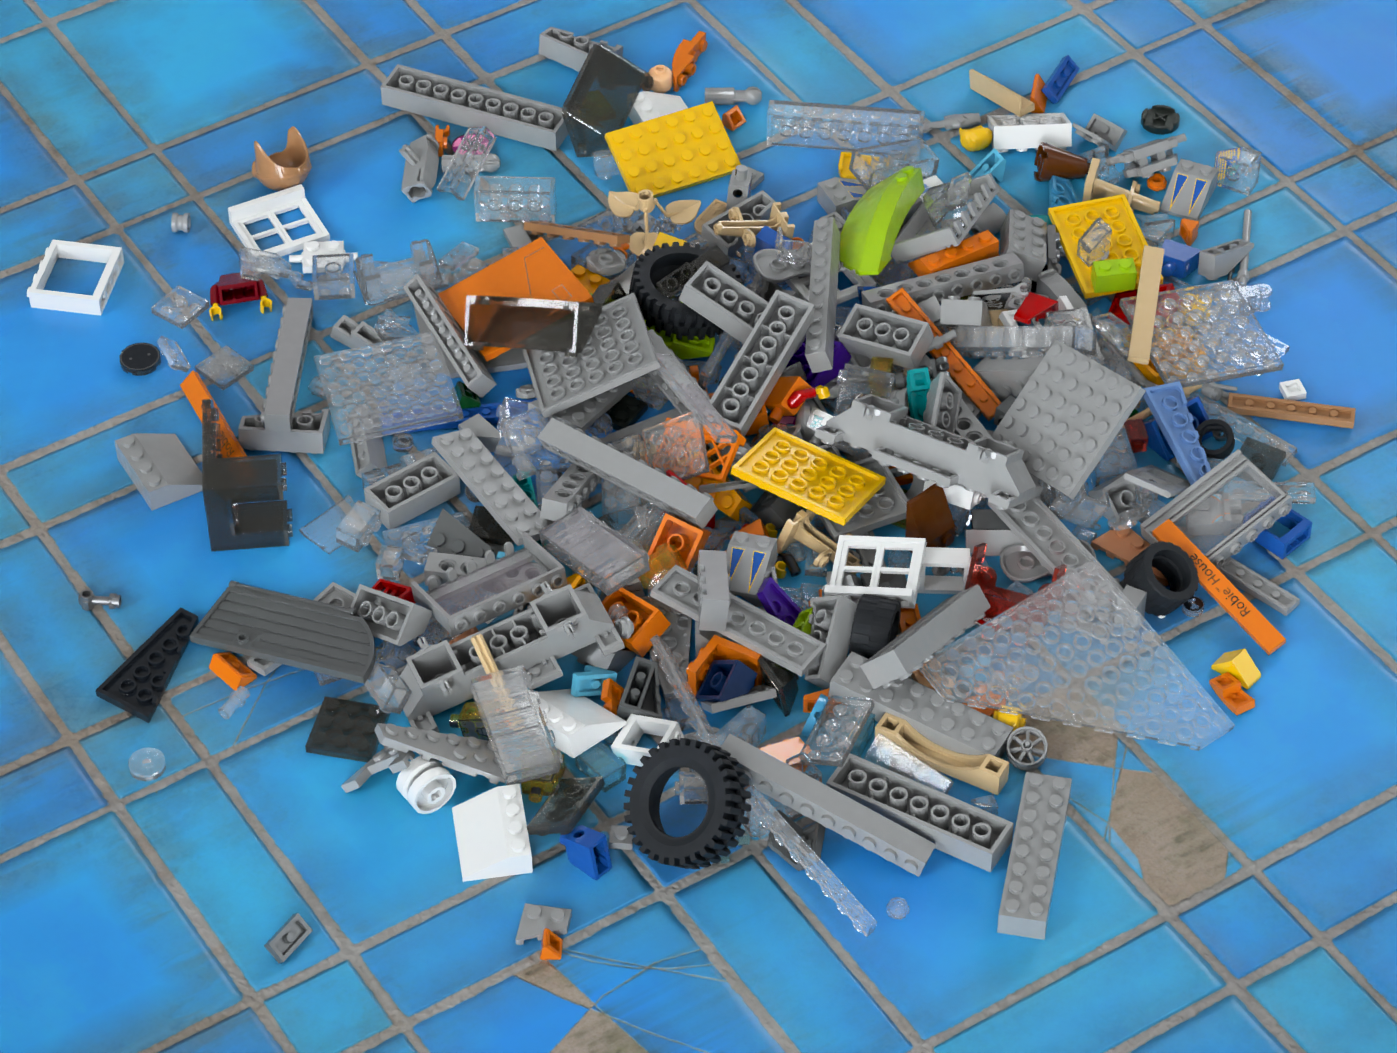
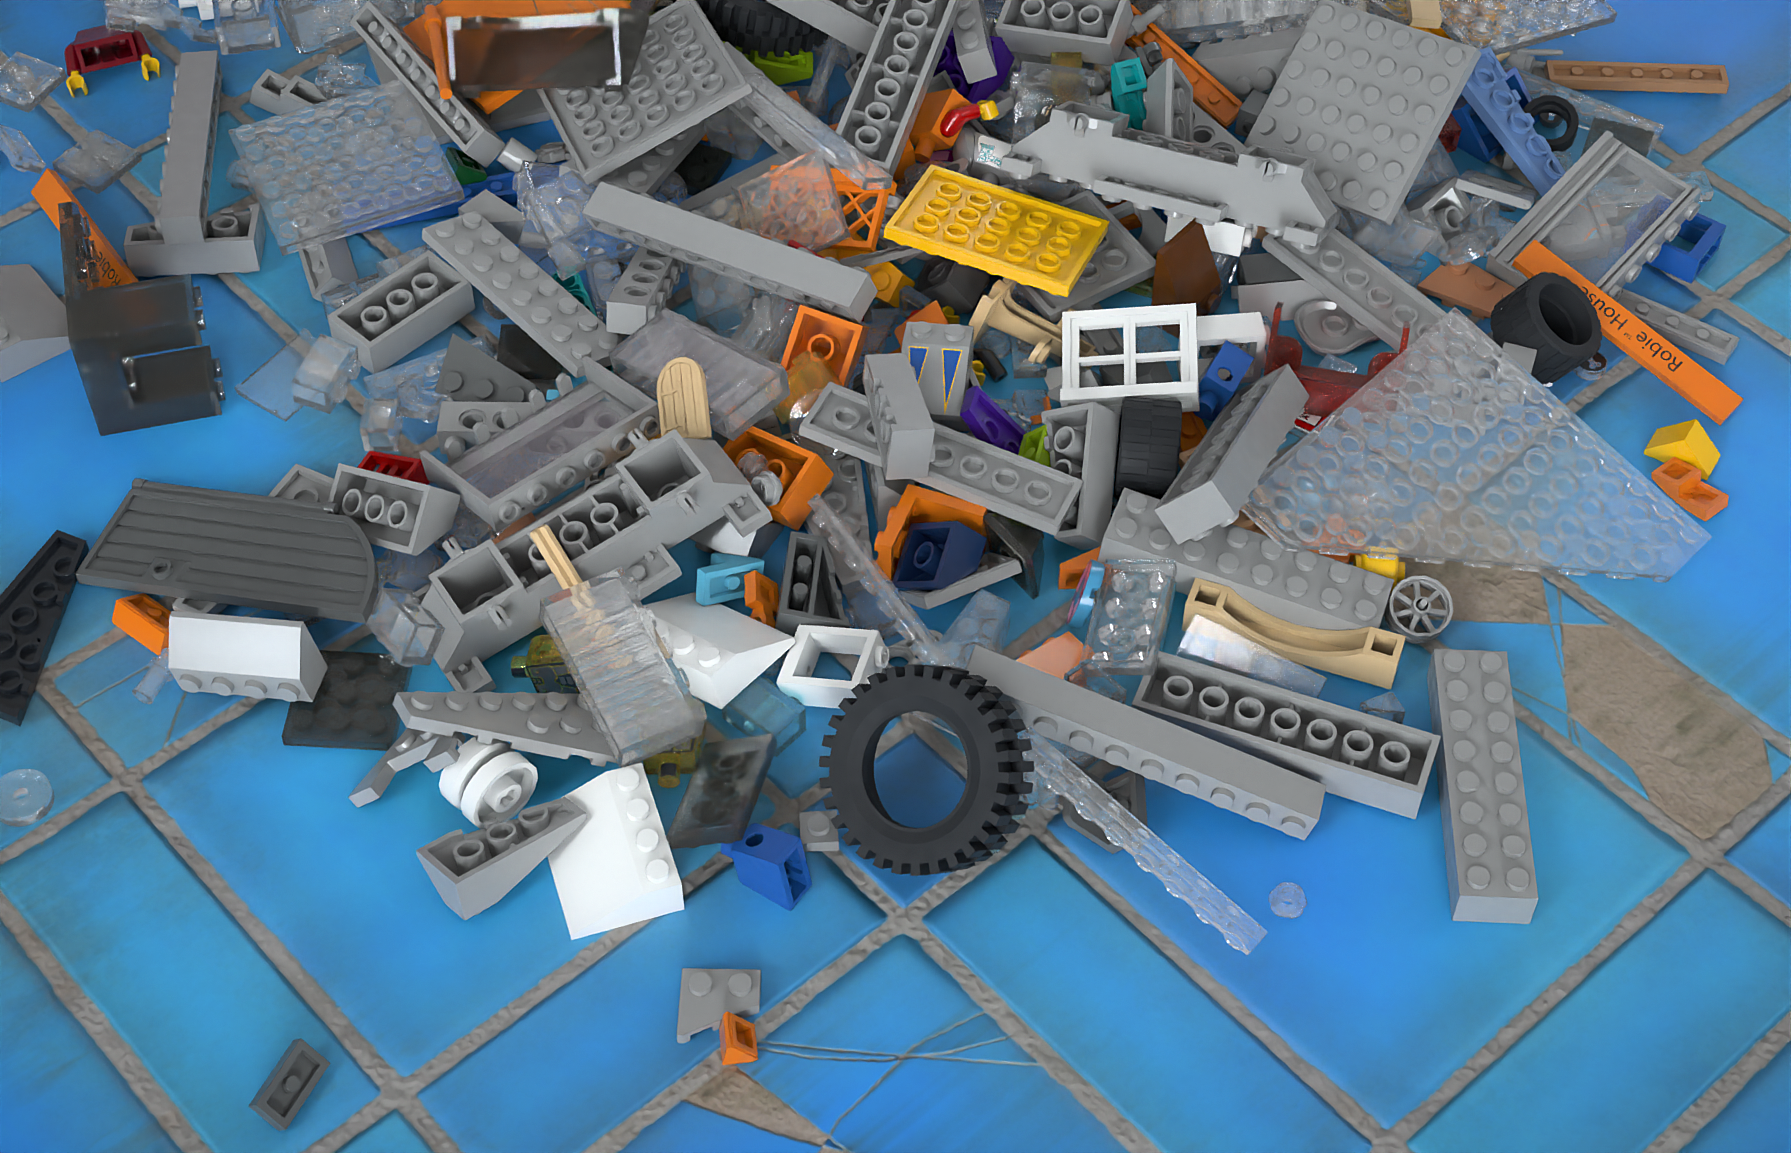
camera: 10 degrees left, 5 degrees up
(288, 695) = (244, 656): none -> slope
(402, 442) = (377, 243): clear tile -> none
(419, 831) = (486, 864): none -> light grey wedge
(459, 295) = (433, 26): none -> orange bar
(501, 391) = (513, 155): none -> light grey piece
(580, 566) = (683, 399): none -> tan window
(691, 788) = (916, 736): clear brick -> none
(928, 598) = (1214, 391): none -> blue torso
(1292, 390) = (1629, 49): white plate -> none

